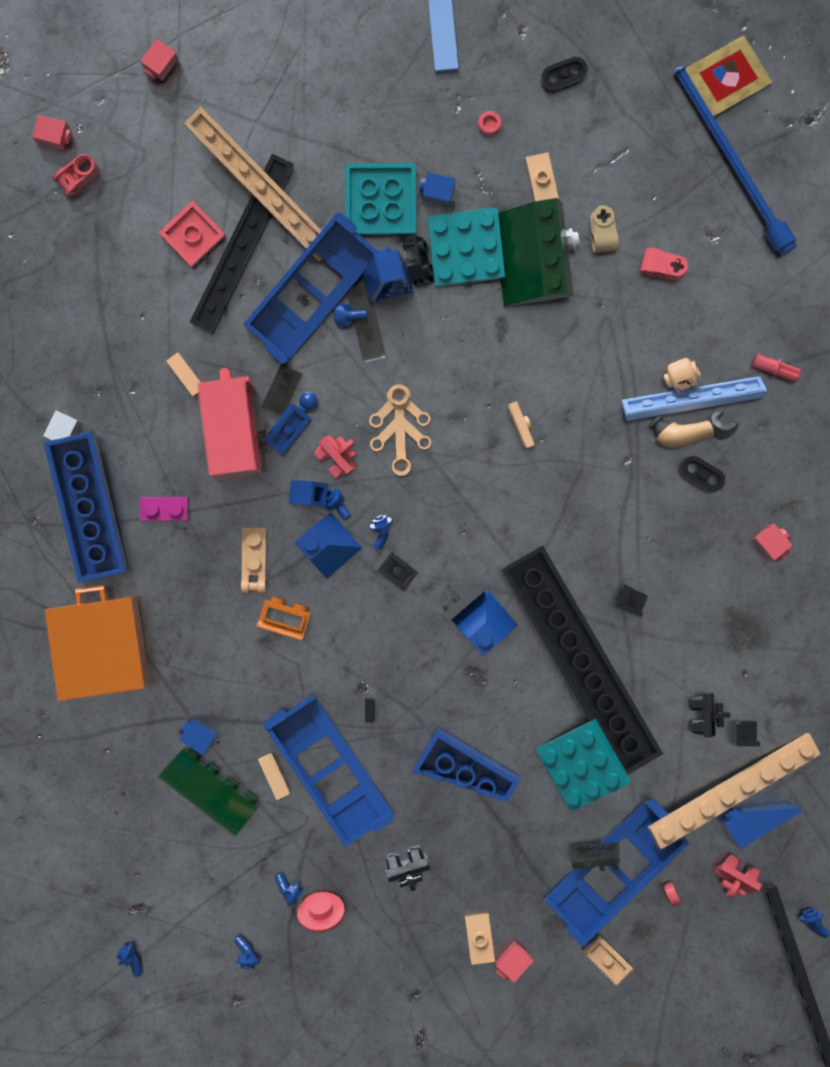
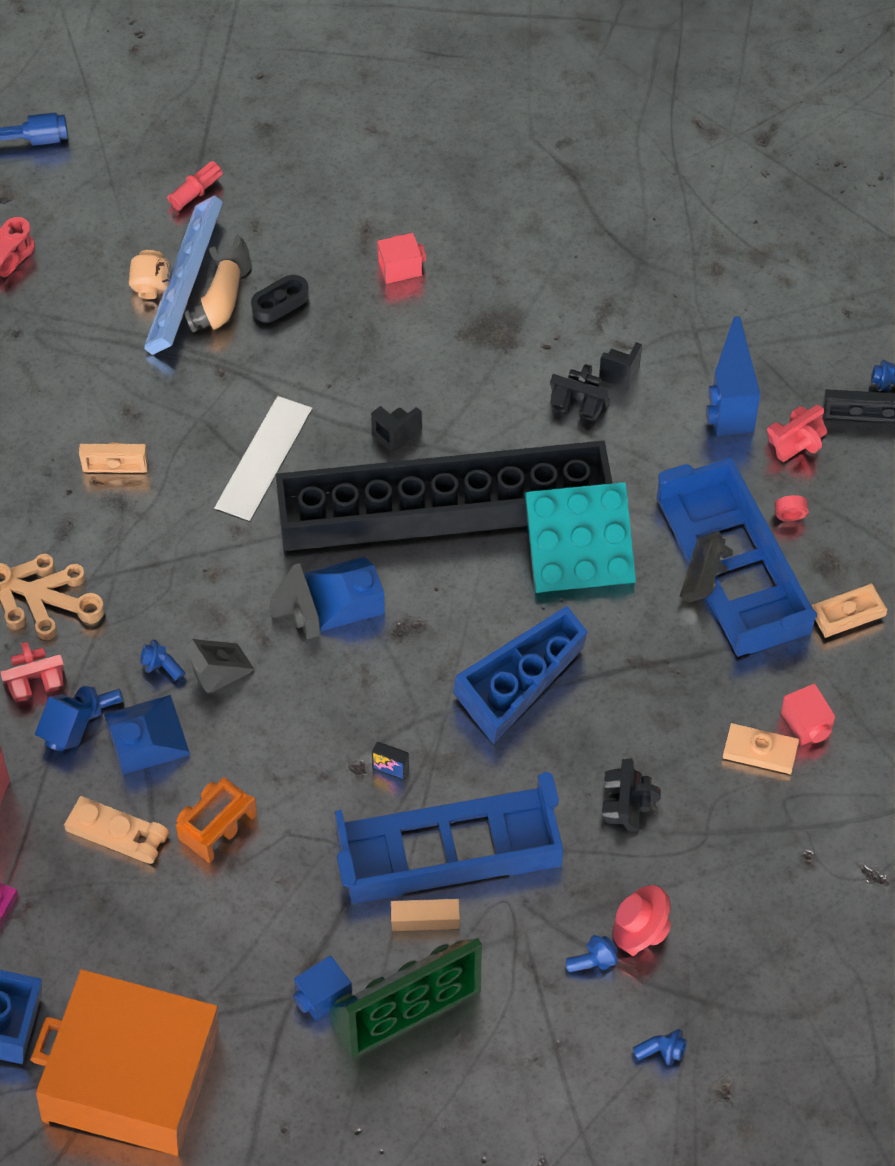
camera: 60 degrees left, 30 degrees down
(569, 521) = (263, 458): none -> white sticker
(733, 791) = (686, 395): light nougat plate -> none

